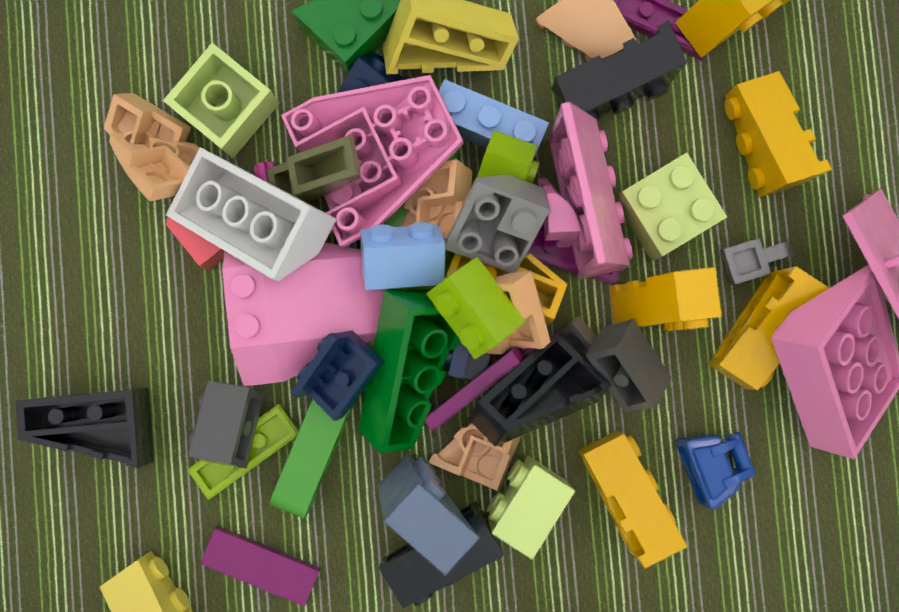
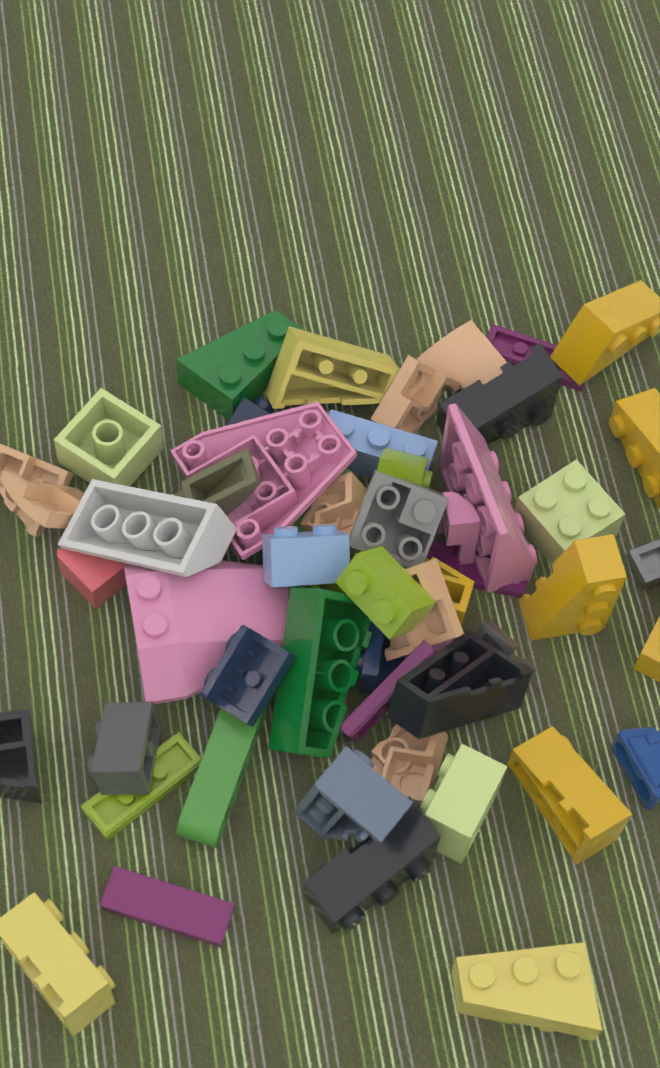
camera: 10 degrees left, 25 degrees down
(529, 65) = (413, 396): none -> light nougat slope
(629, 365) = (551, 657): dark grey brick -> none

